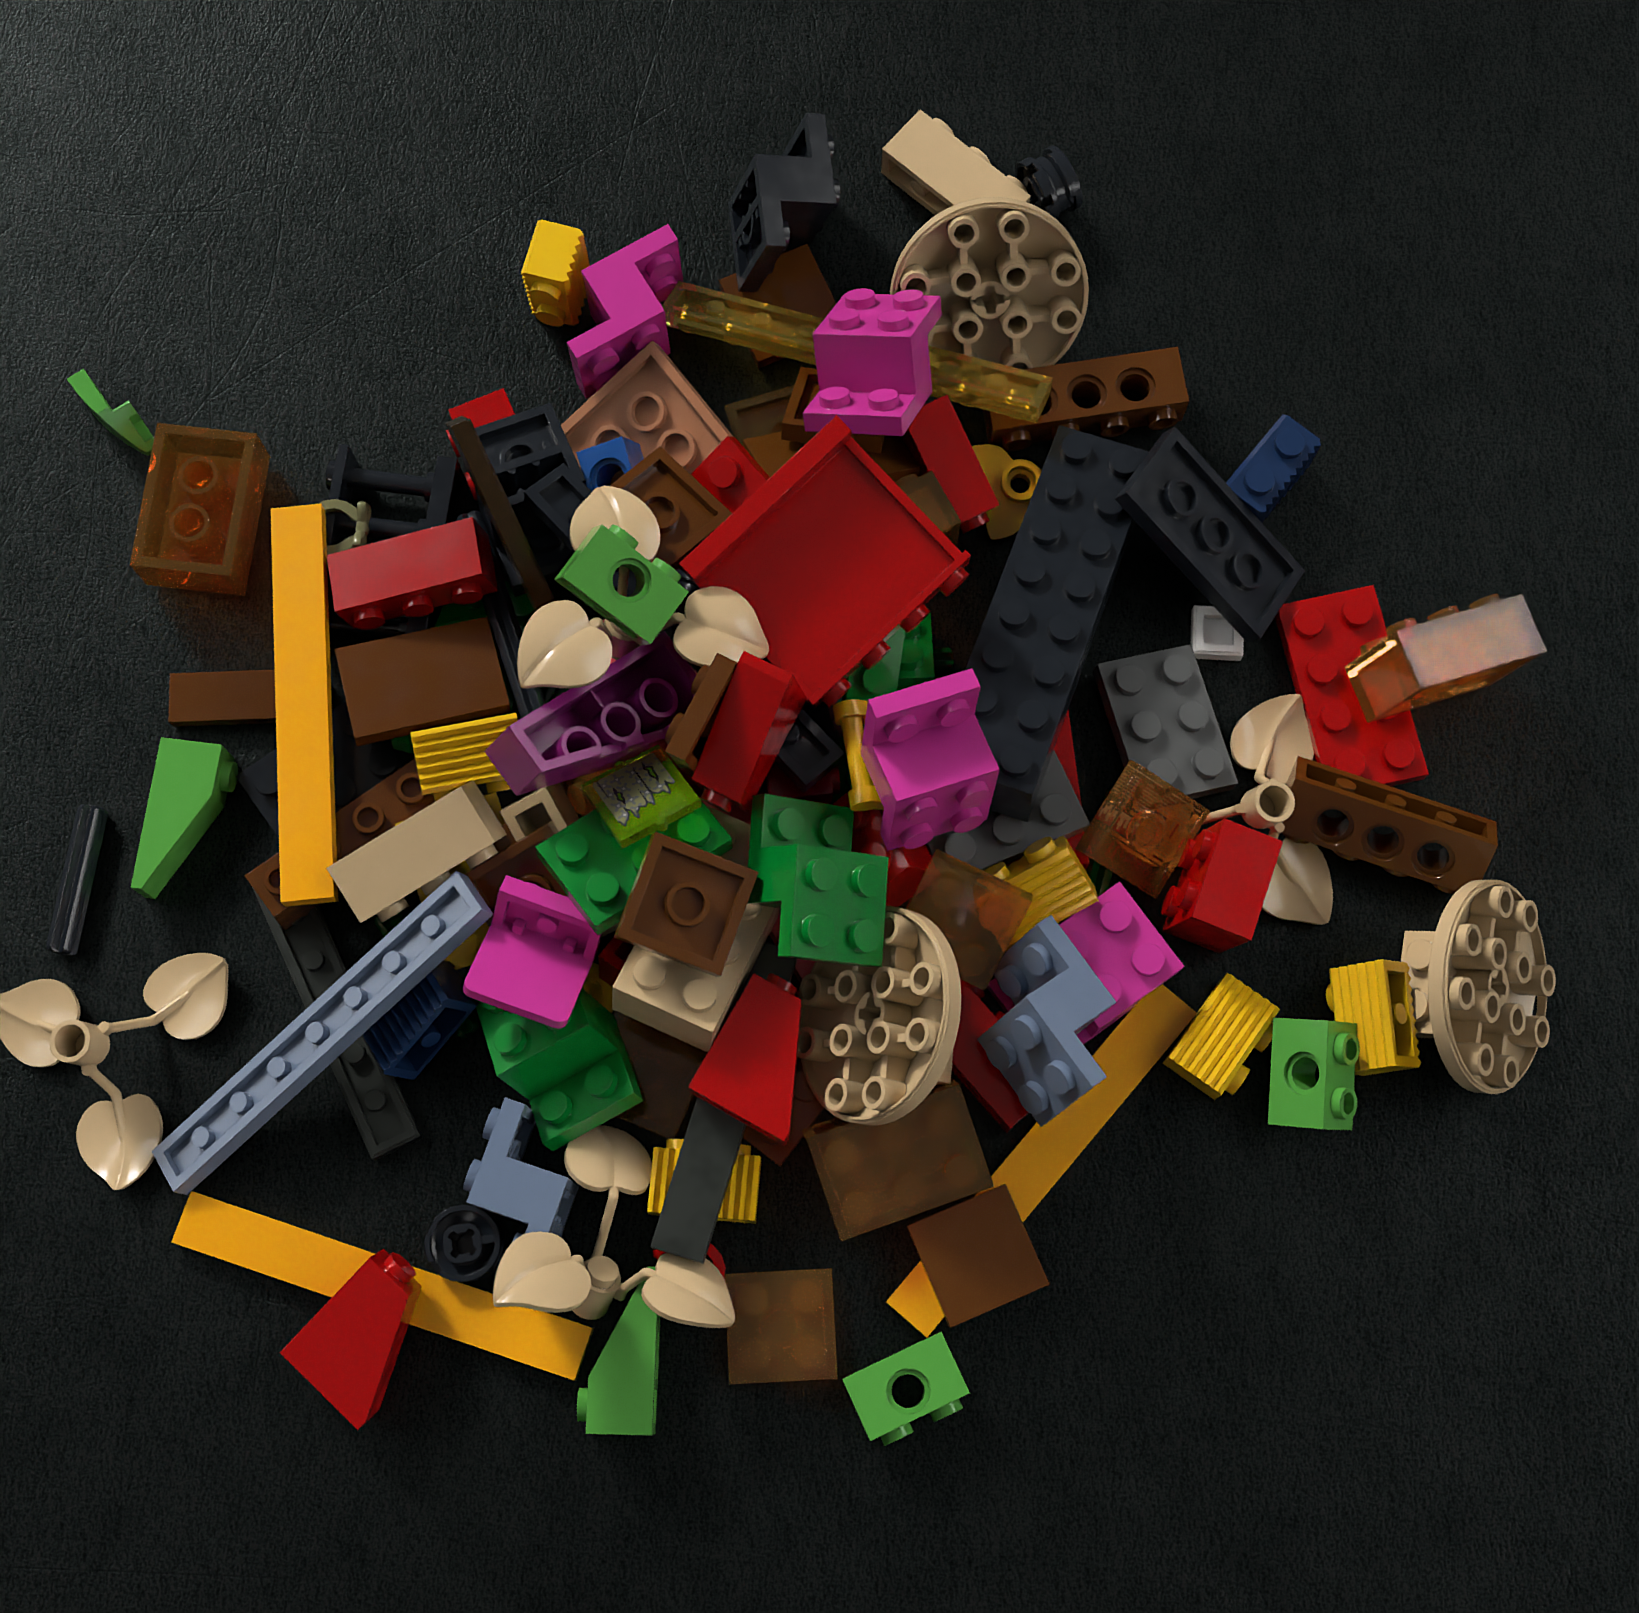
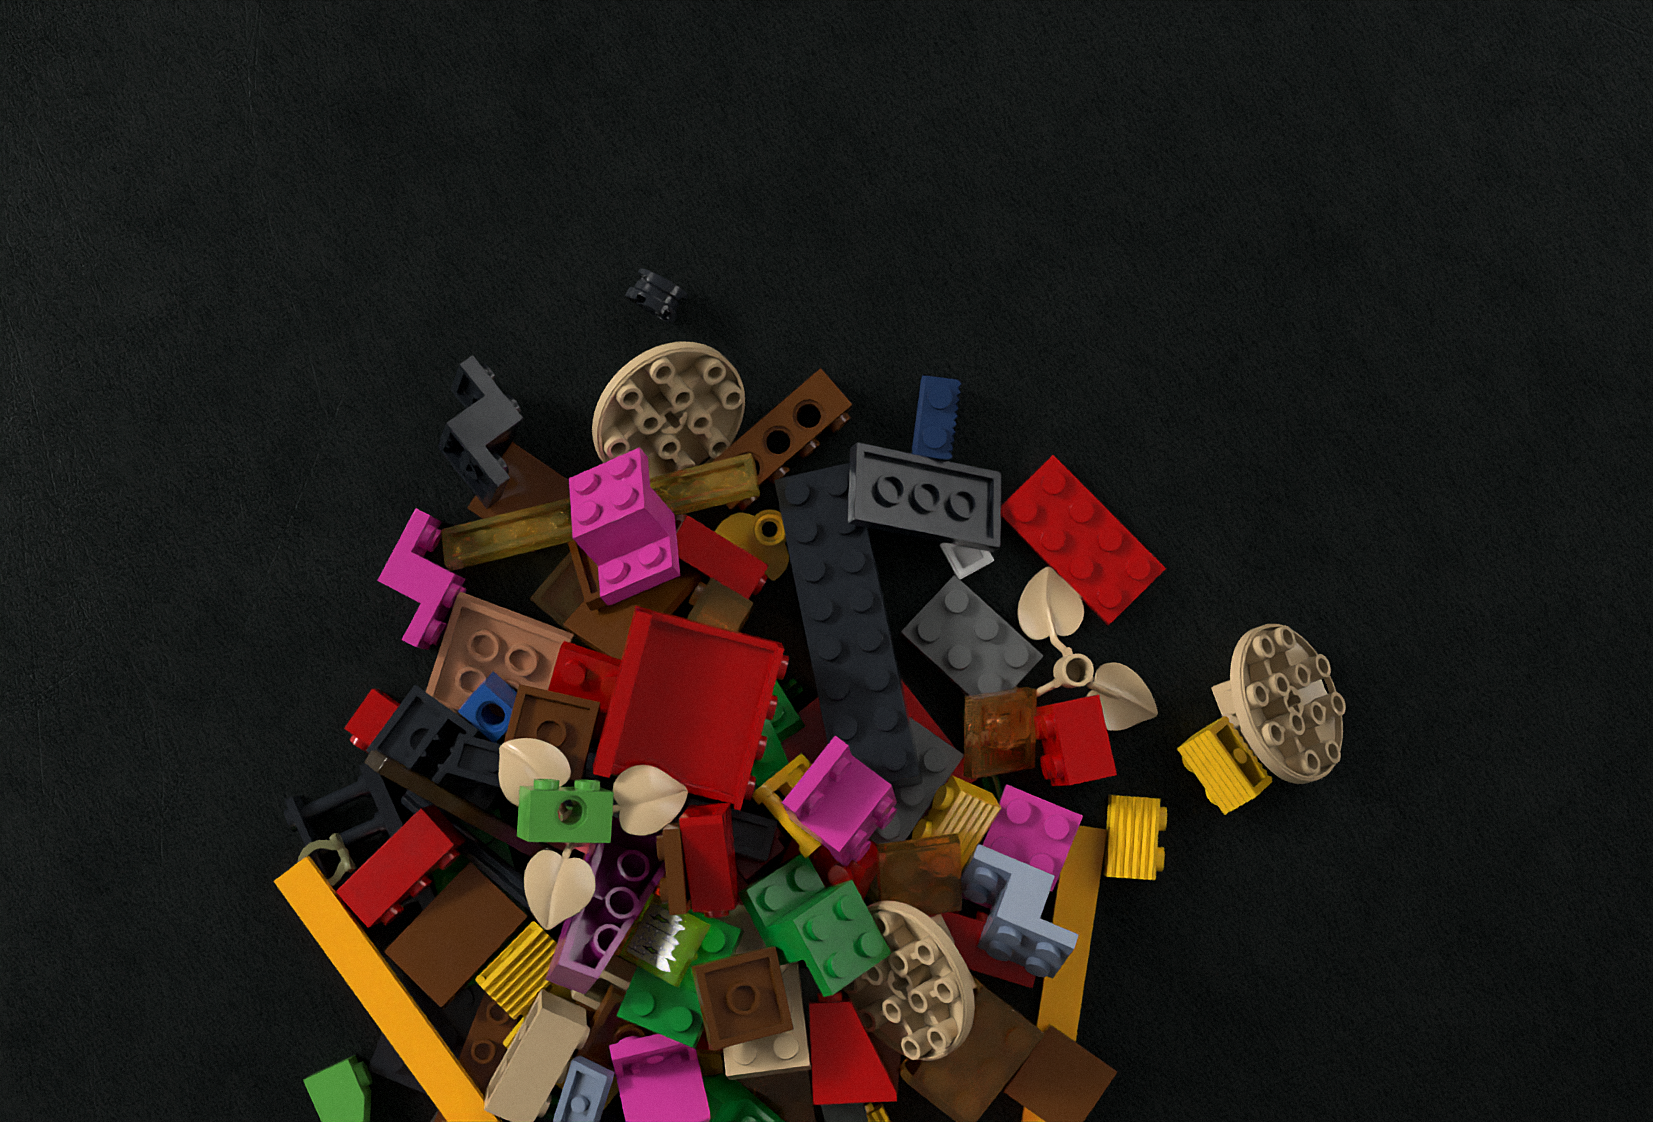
camera: 30 degrees left, 10 degrees up
(121, 422) = (121, 871): bright green slope -> none
(200, 509) = (219, 903): clear orange brick -> none
(222, 698) = (320, 1020): reddish brown tile -> none
(554, 273) = (354, 582): yellow brick -> none
(941, 169) = (587, 329): tan brick -> none
(1295, 1054) = (1206, 829): bright green brick -> none
(1417, 821) = (1159, 626): reddish brown brick -> none
(1444, 655) = (1130, 490): clear orange brick -> none

